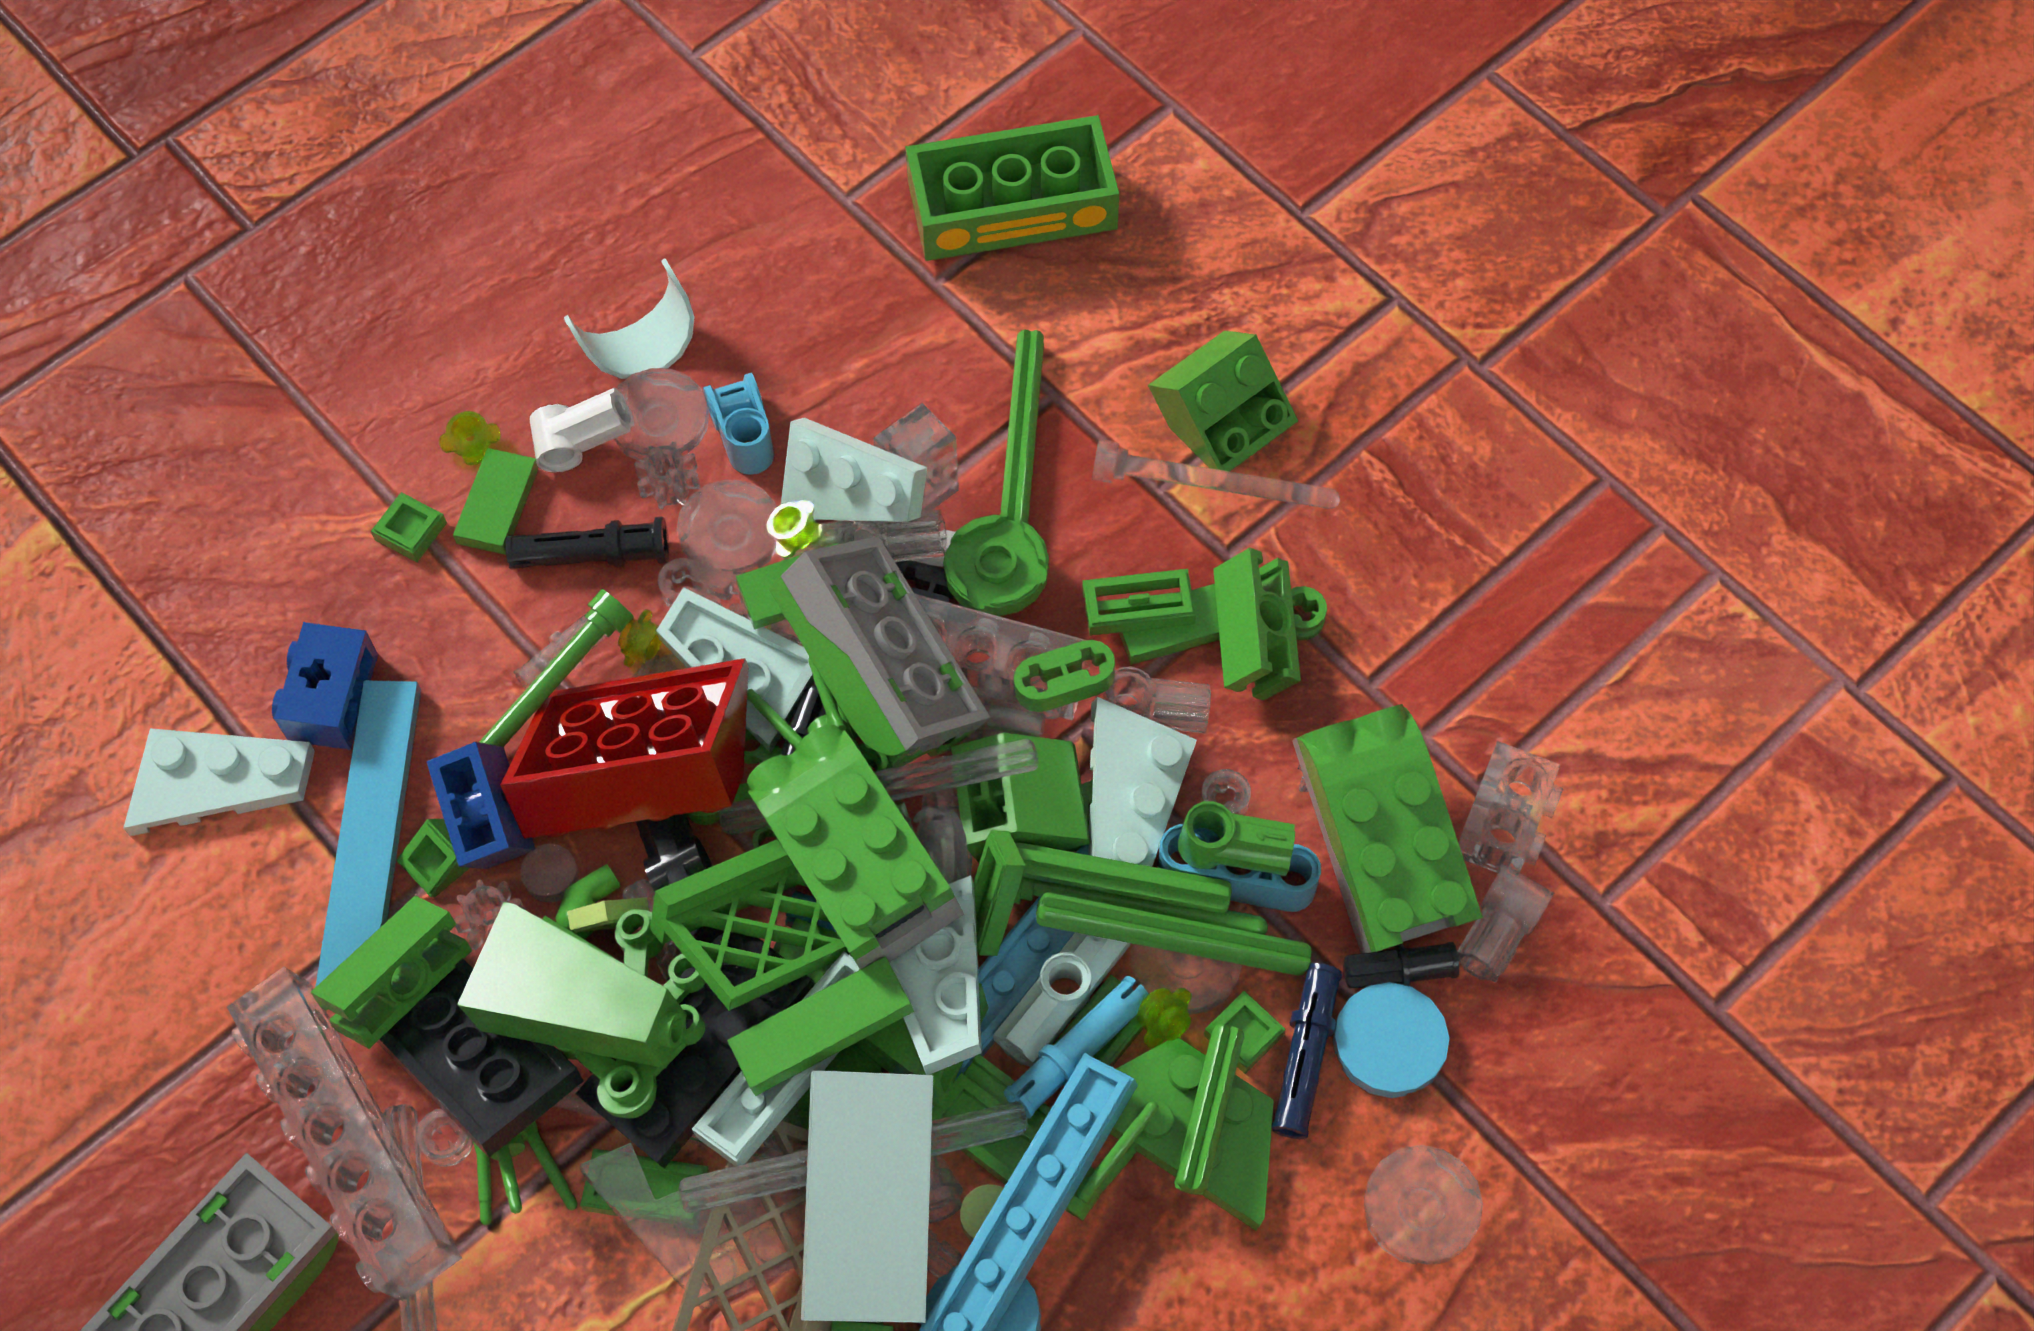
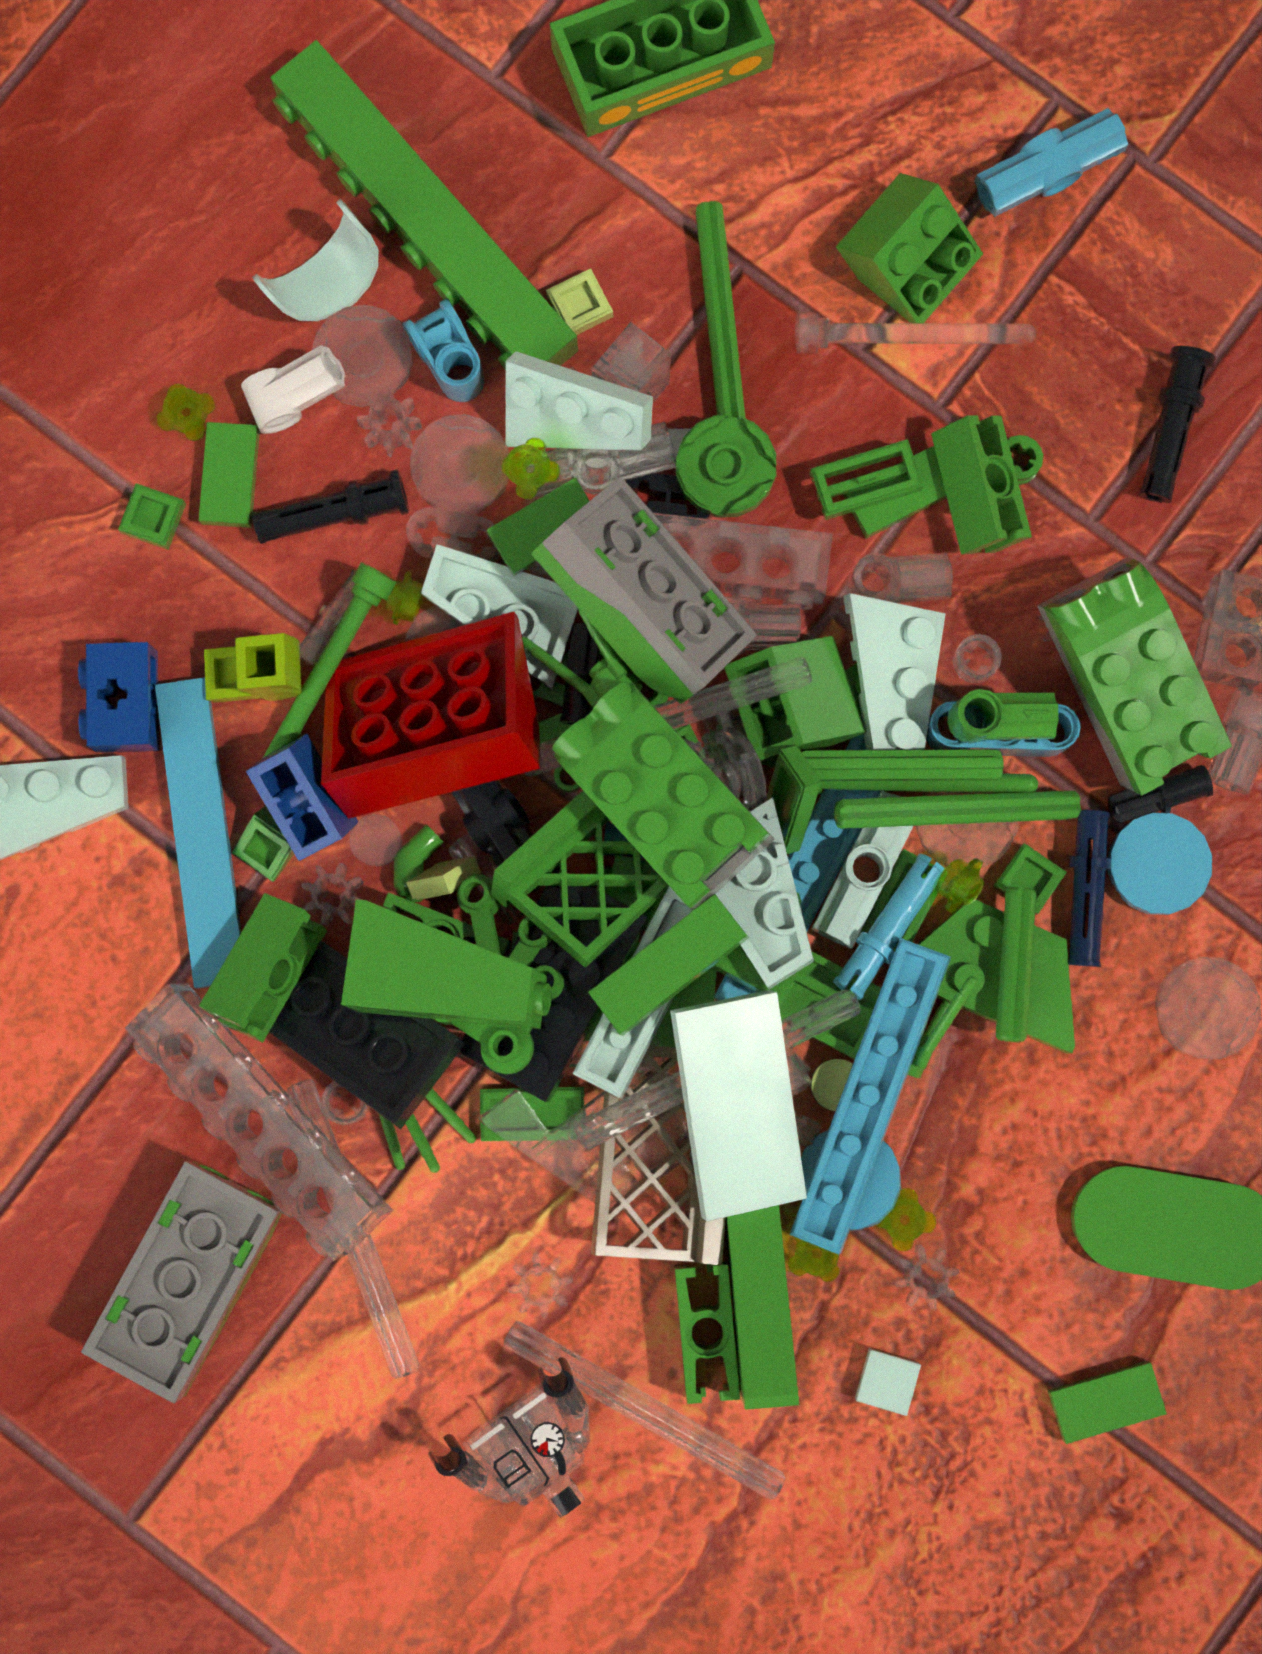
camera: 10 degrees left, 20 degrees up
(471, 677) = (254, 669): none -> lime brick
(743, 290) = (419, 209): none -> bright green brick
(882, 401) = (580, 302): none -> yellowish green tile
(1064, 675) = (810, 566): bright green beam -> none
(1378, 347) = (1051, 162): none -> medium azure piece
(1478, 583) = (1179, 403): none -> black pin

